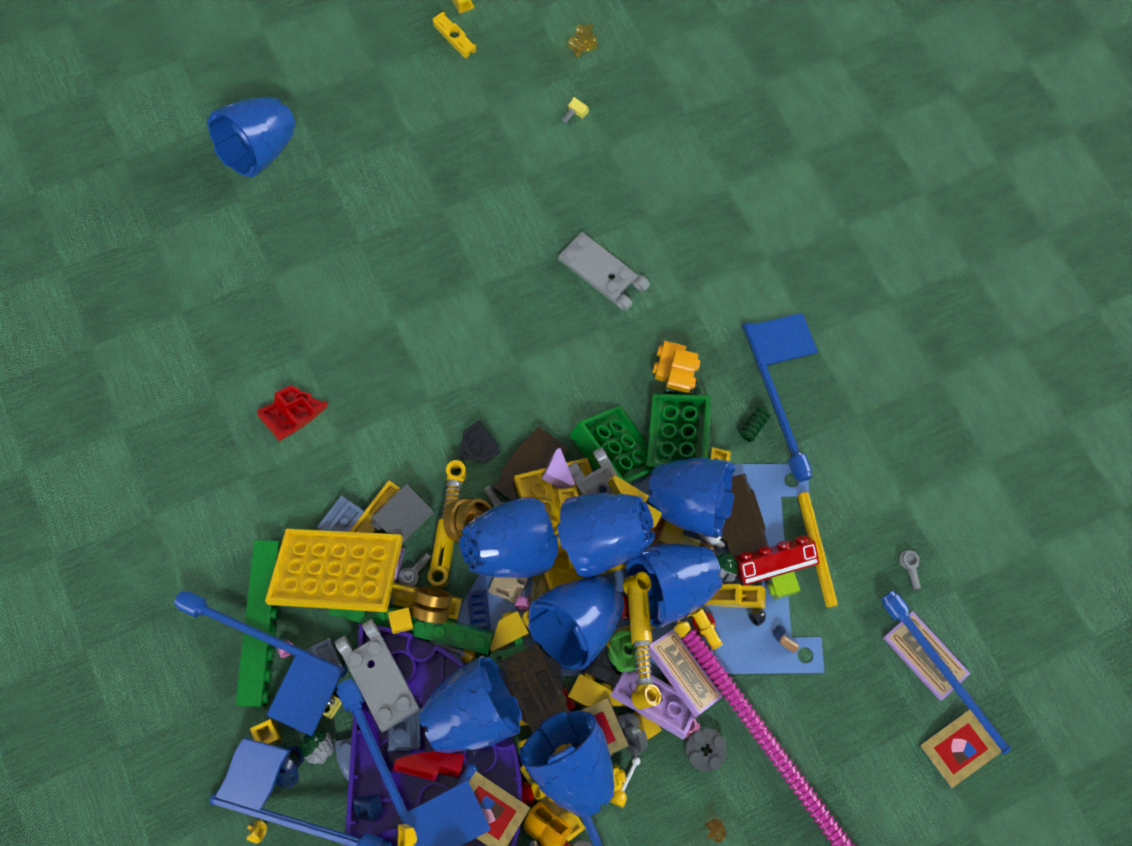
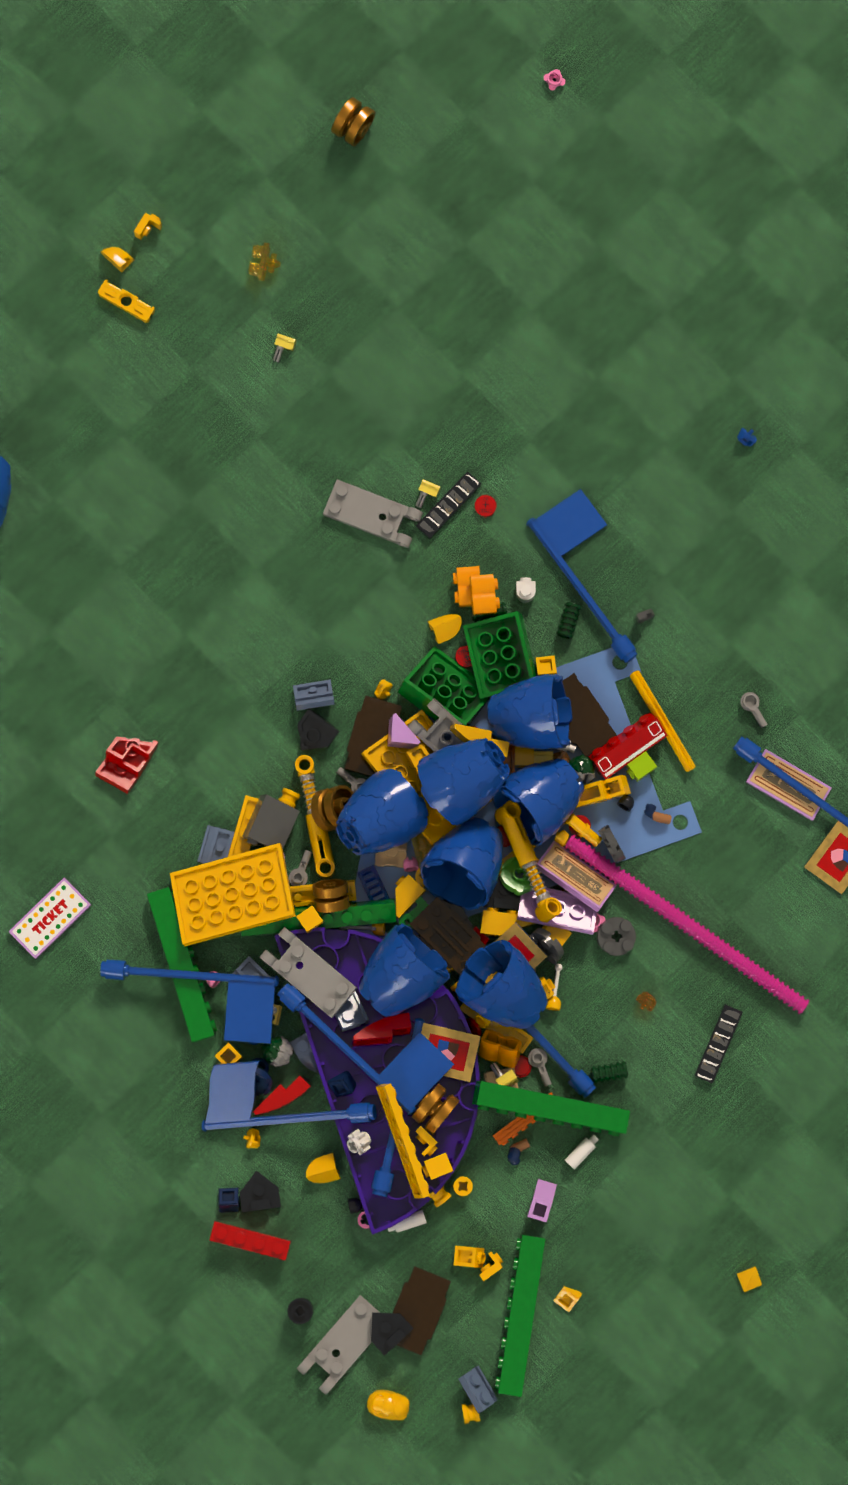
camera: 15 degrees left, 10 degrees up
(155, 532) = (49, 918): none -> tile
(305, 796) = (281, 1097): none -> red slope
(429, 496) = (289, 797): none -> yellow wheel
(489, 410) = (313, 695): none -> sand blue plate
(557, 428) = (383, 689): none -> yellow piece
(636, 391) = (445, 627): none -> yellow brick
(643, 424) = (463, 657): none -> red piece
(661, 266) = (427, 488): none -> light yellow piece
(675, 287) = (448, 505): none -> tile
(709, 299) = (485, 506): none -> red piece
(722, 383) = (525, 589): none -> white plate
(731, 650) = (612, 844): none -> dark grey plate
(828, 444) = (644, 616): none -> dark grey tile
(970, 318) = (746, 438): none -> blue piece

